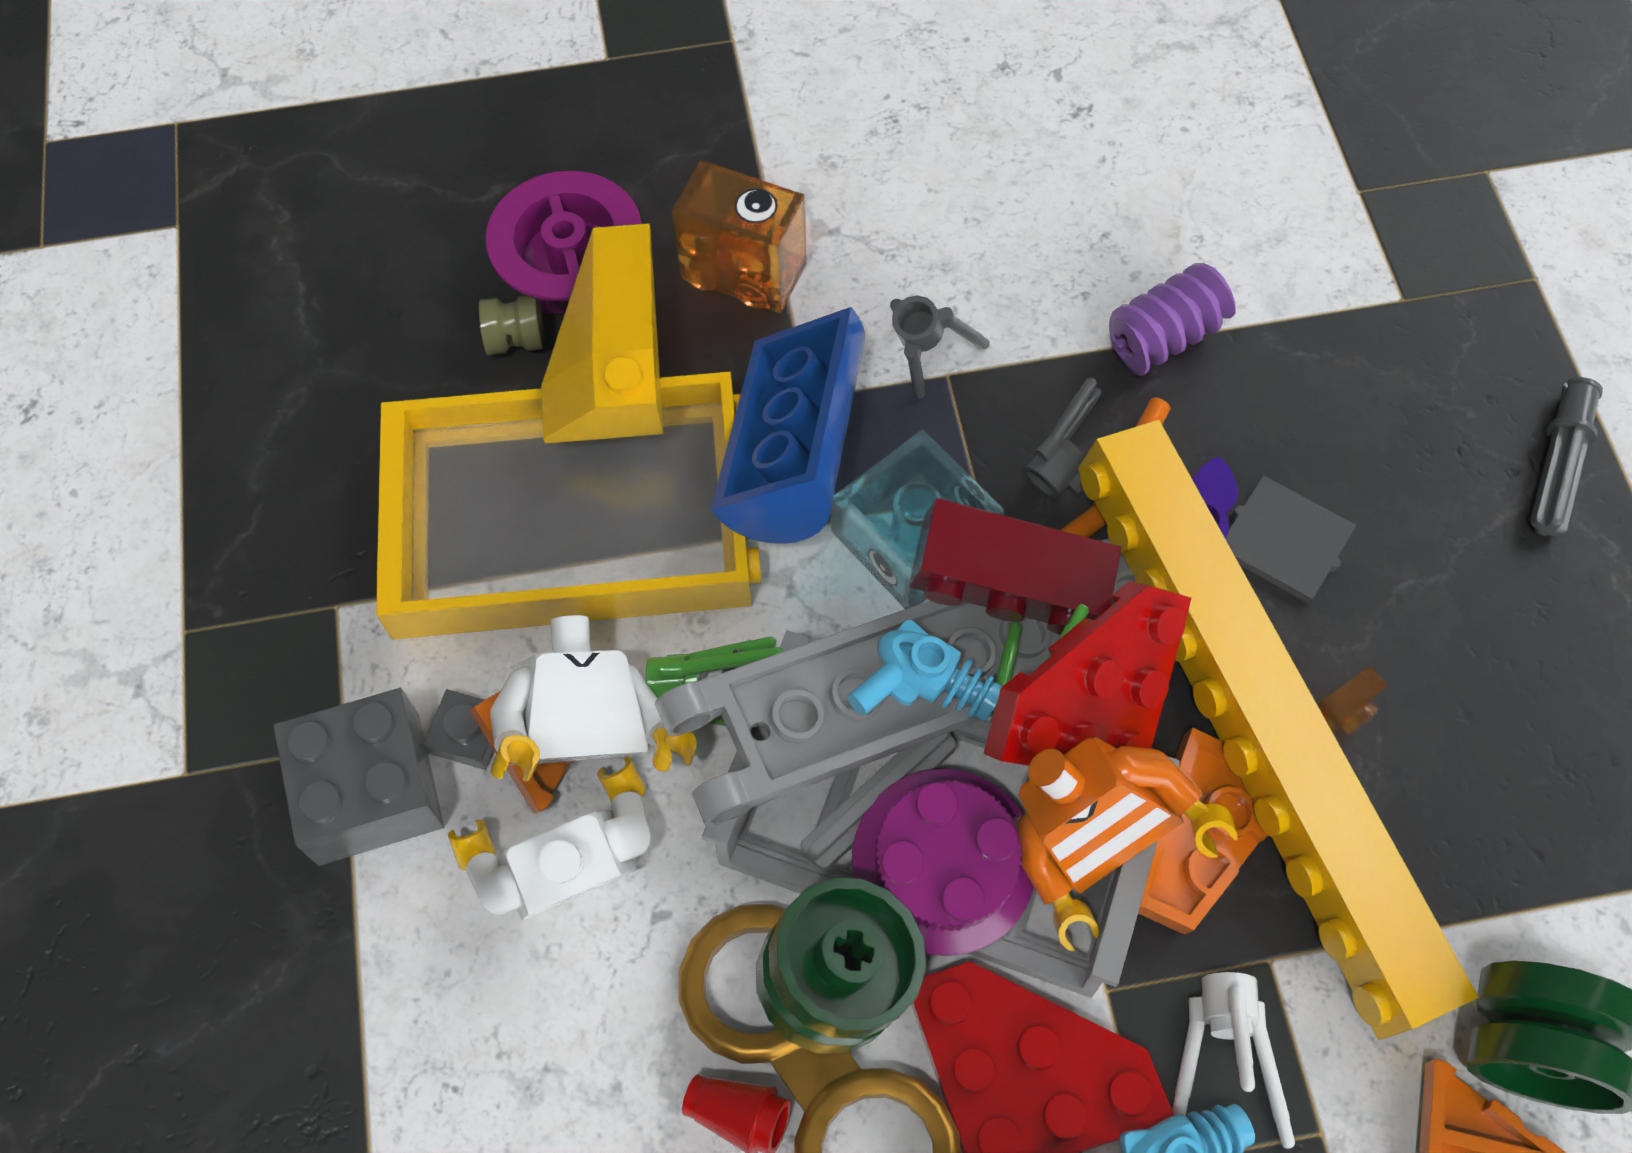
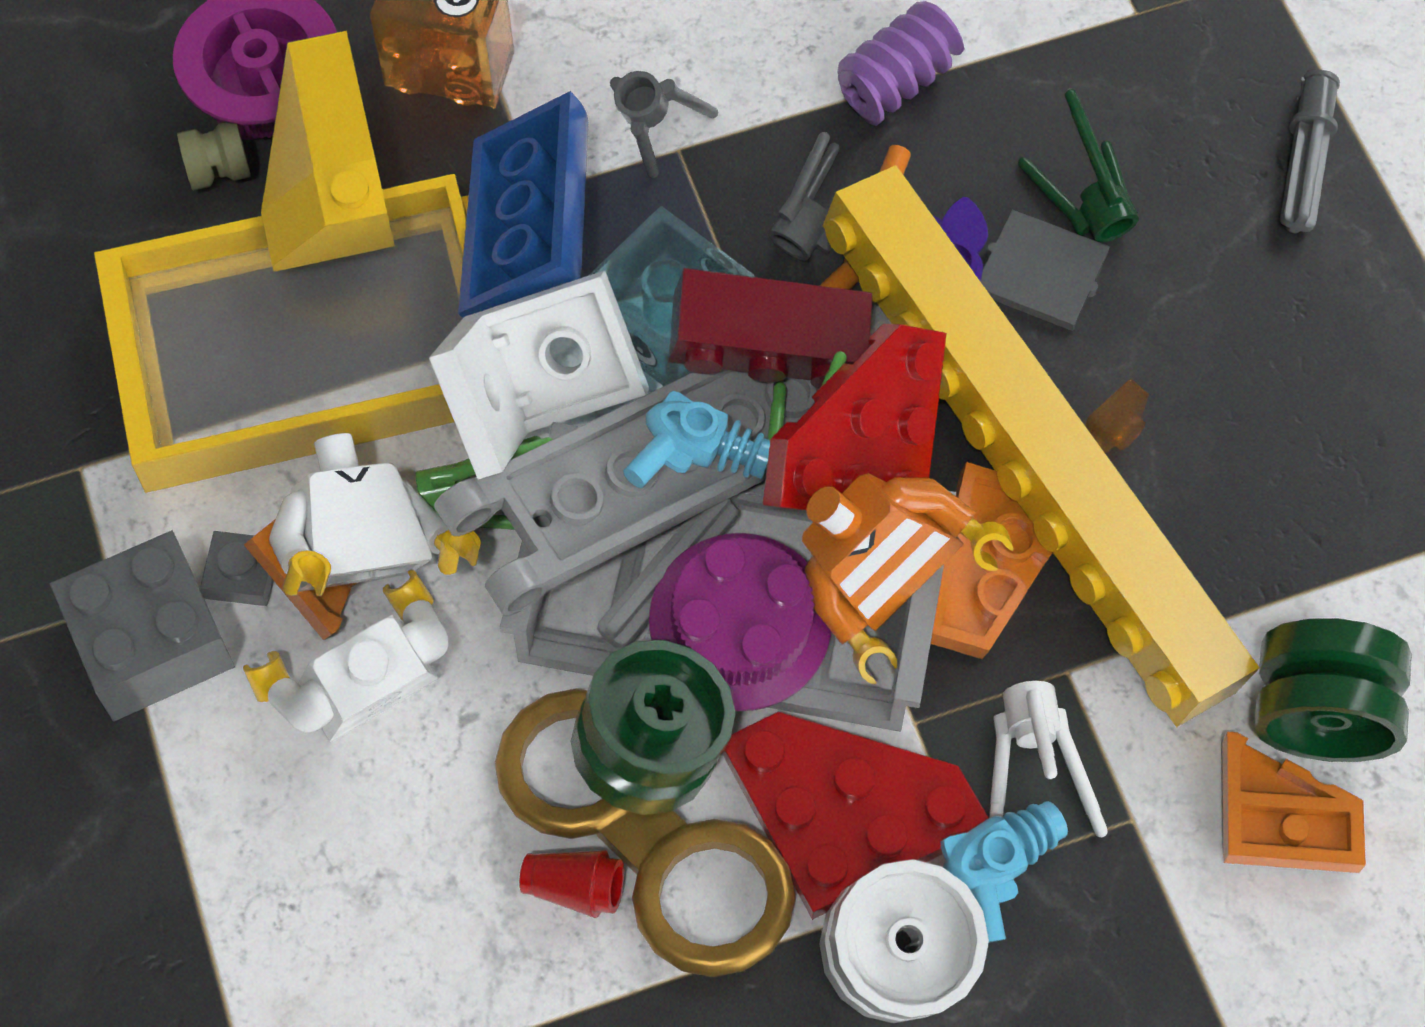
camera: 10 degrees left, 0 degrees up
(742, 581) = (506, 382): none -> white bracket
(1357, 483) = (1106, 203): none -> dark green plant

